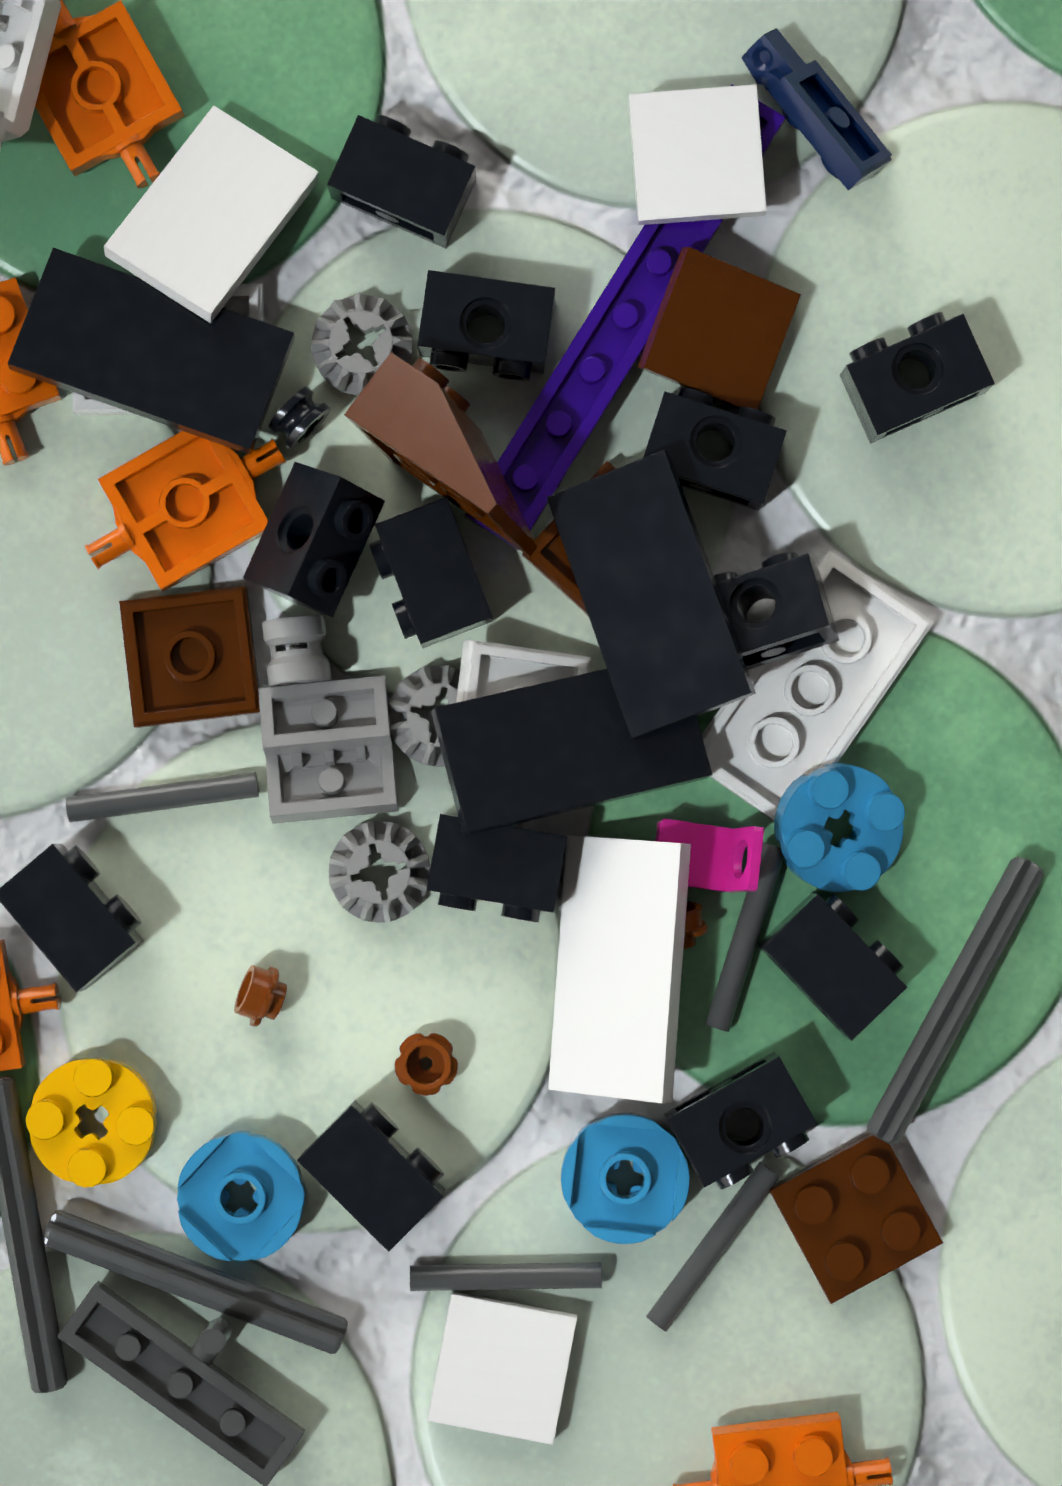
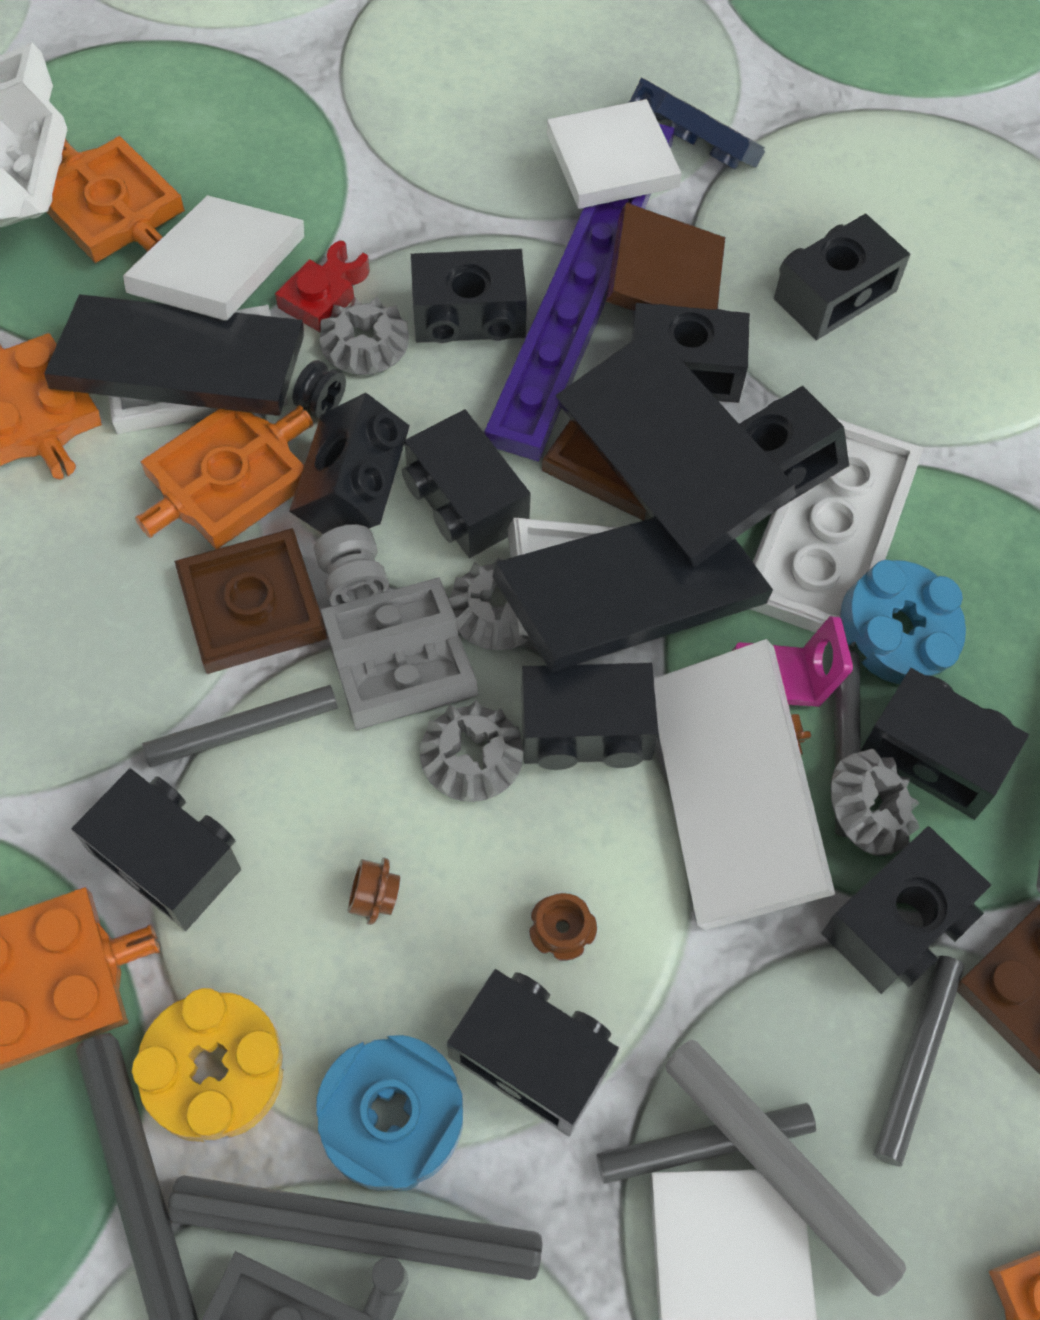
camera: 10 degrees left, 25 degrees down
(323, 269) = (317, 288): none -> red plate
(403, 179) = (374, 213): black brick -> none
(428, 434) = (452, 359): reddish brown slope -> none
(558, 1315) = (786, 1169): none -> light grey axle
(649, 1205) = (780, 1032): dark azure plate -> none
(725, 1004) = (853, 790): none -> light grey gear

